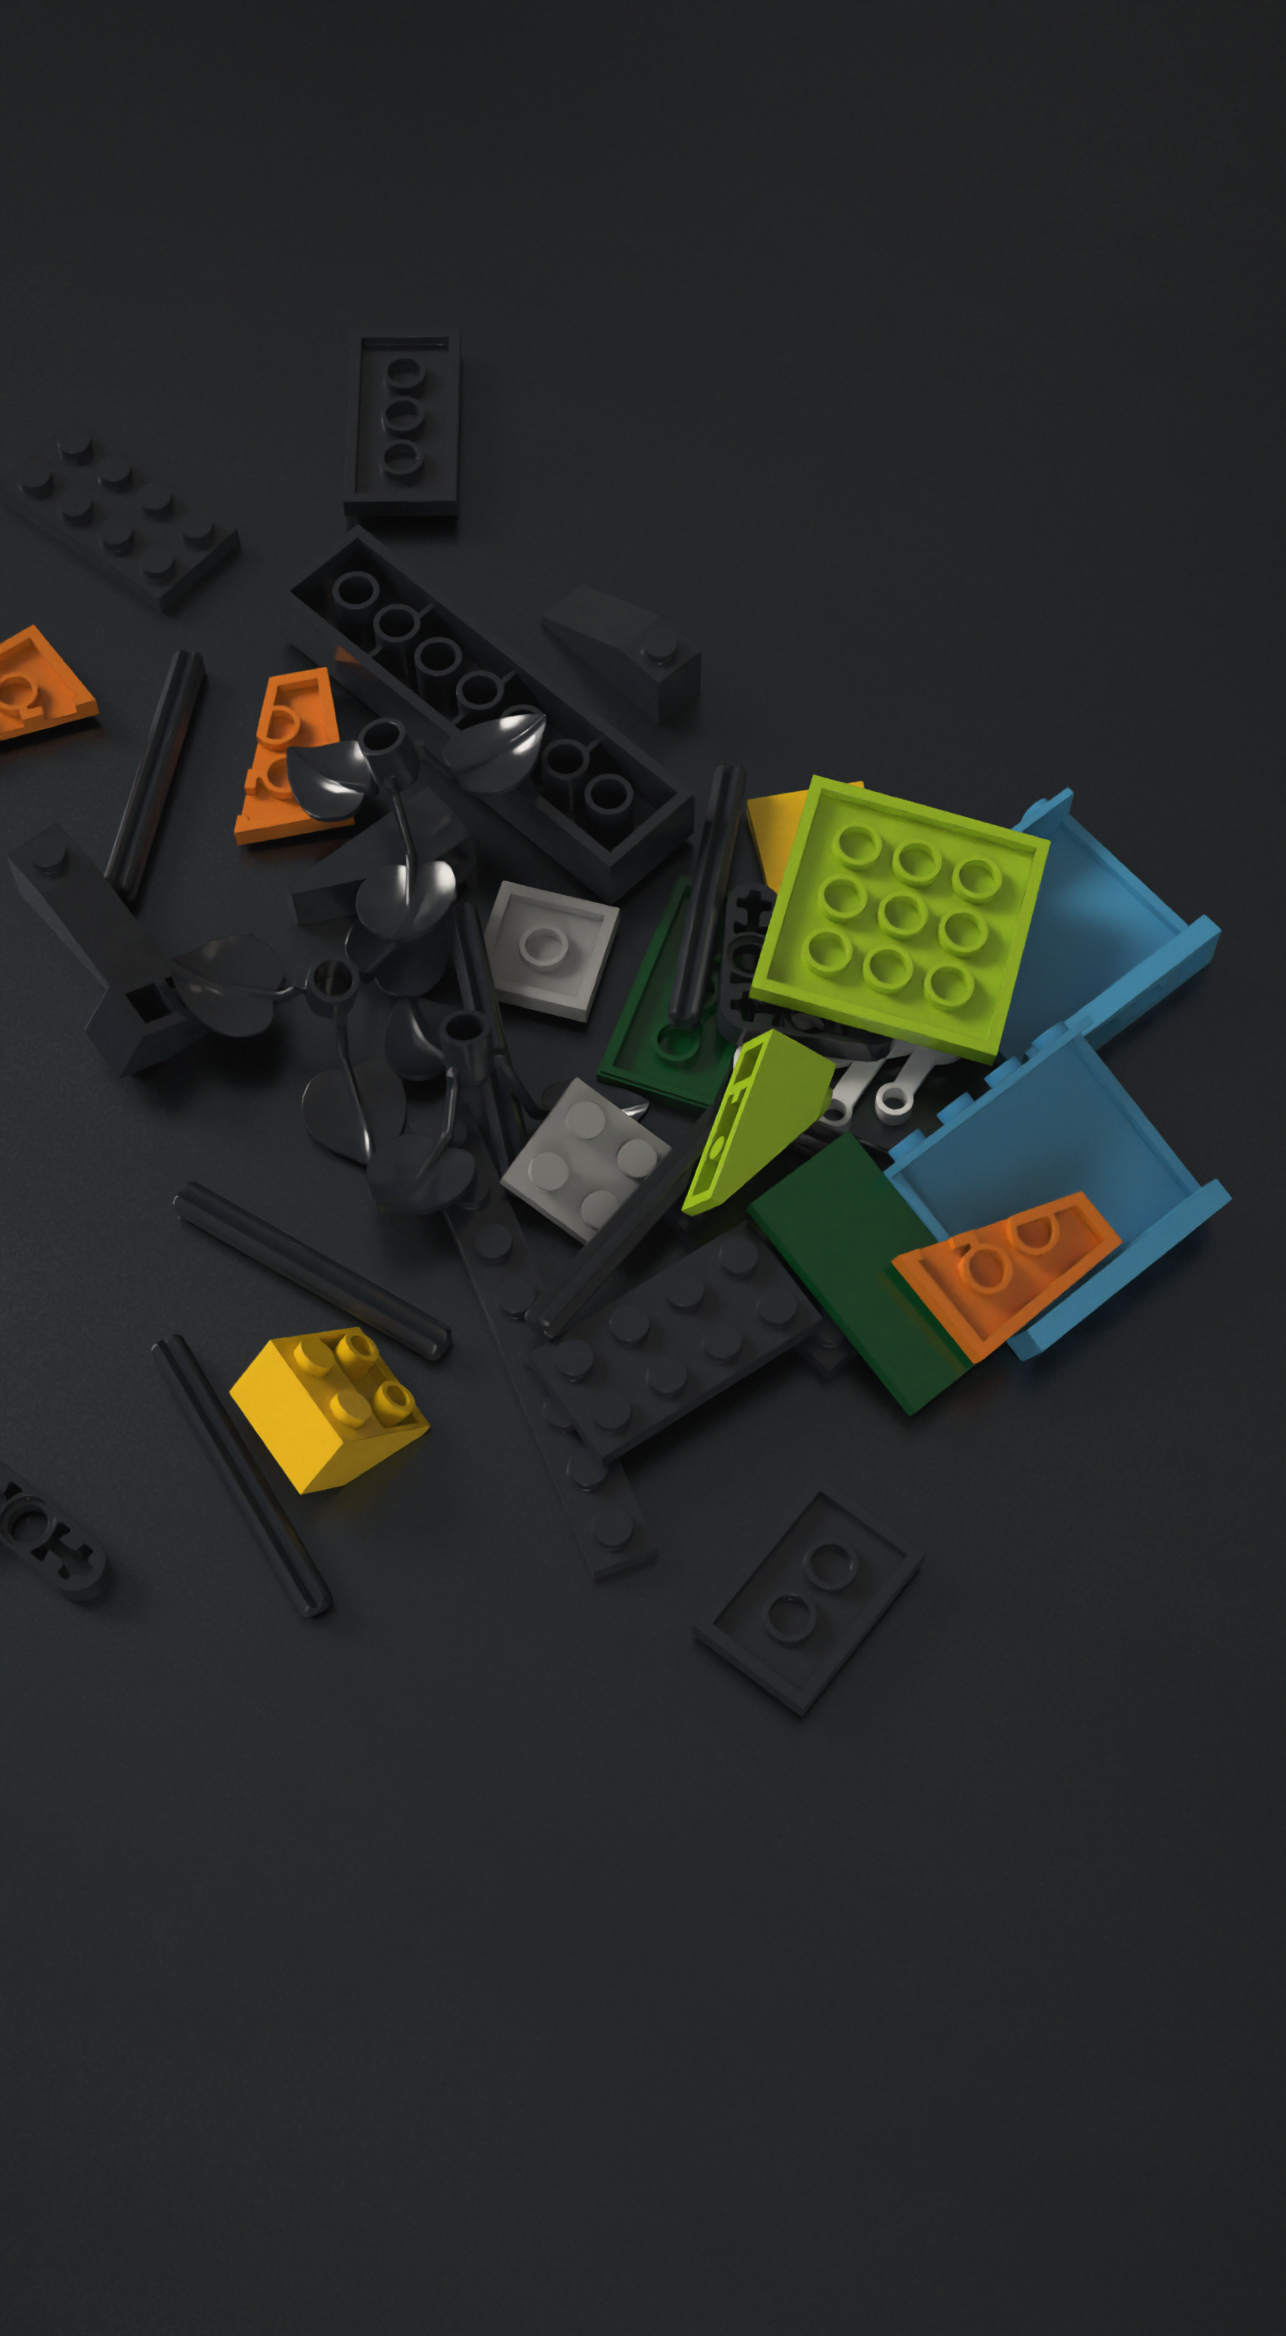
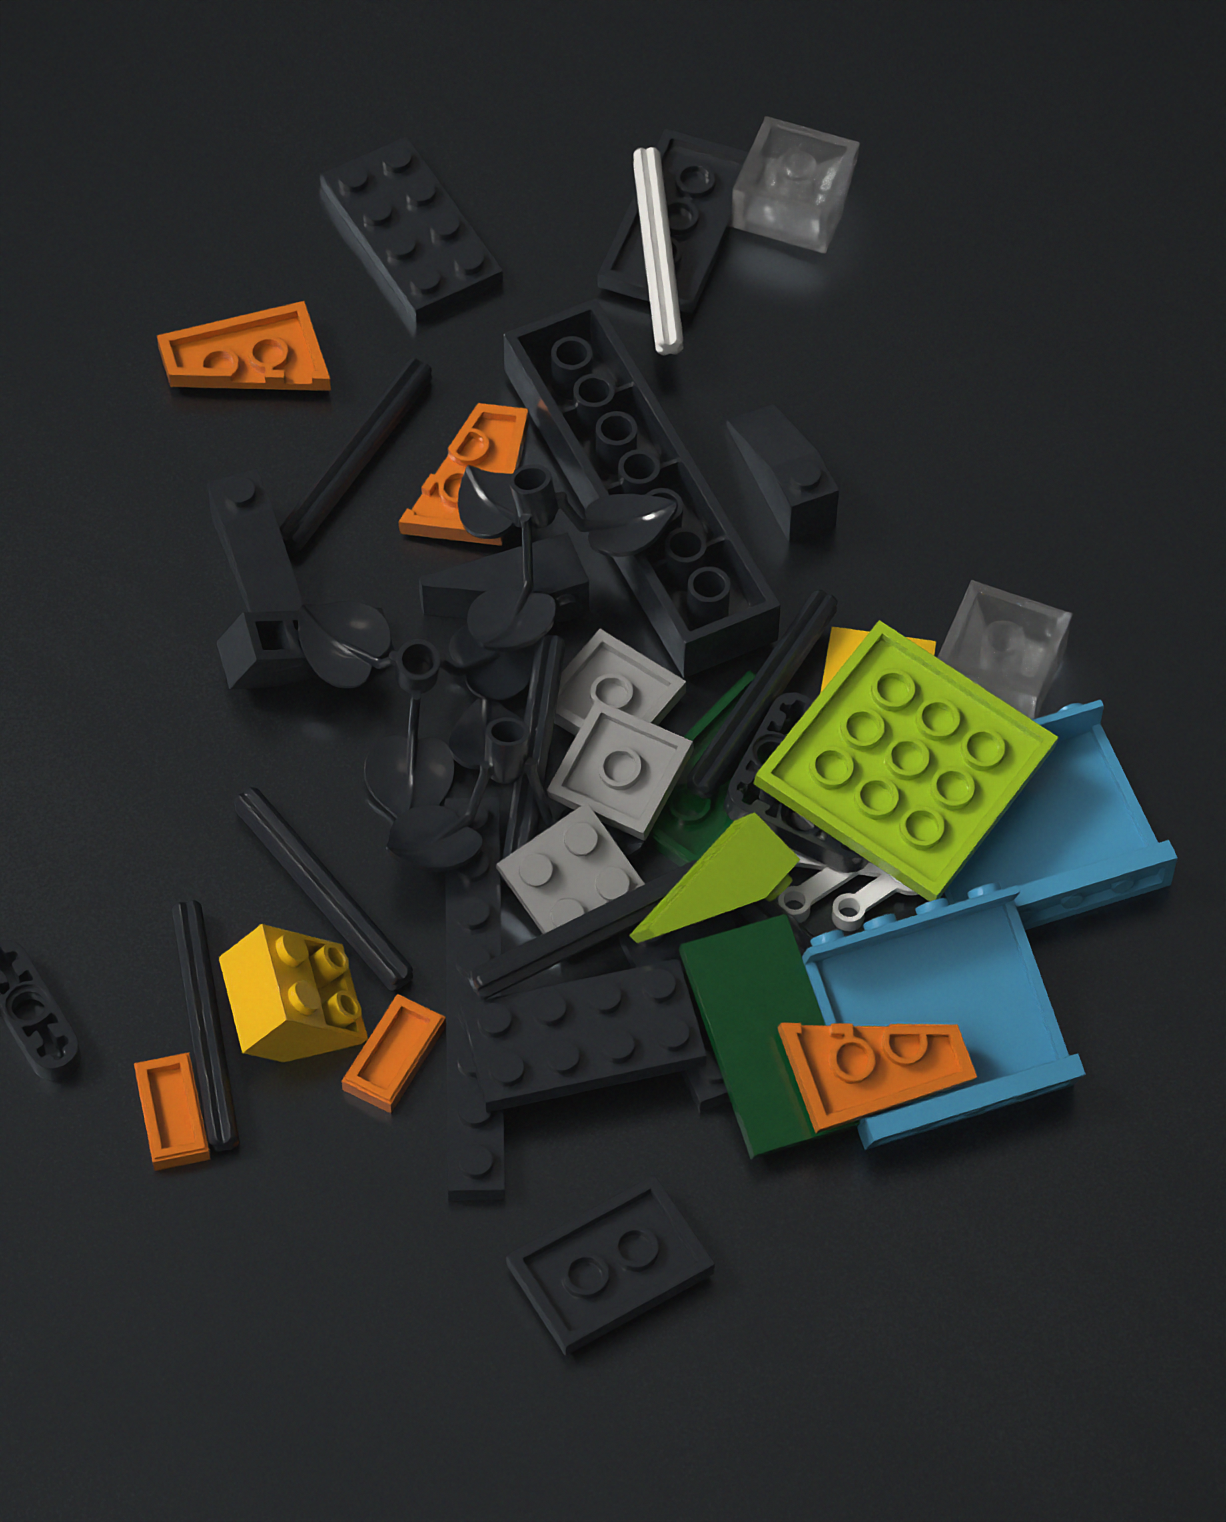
camera: 20 degrees right, 5 degrees down
(241, 1589) = (171, 1111): none -> orange tile
(400, 458) = (658, 251): none -> white axle
(466, 1432) = (394, 1053): none -> orange tile
(513, 346) = (794, 184): none -> clear slope
(593, 1027) = (621, 769): none -> light grey plate
(946, 757) = (1007, 645): none -> clear slope

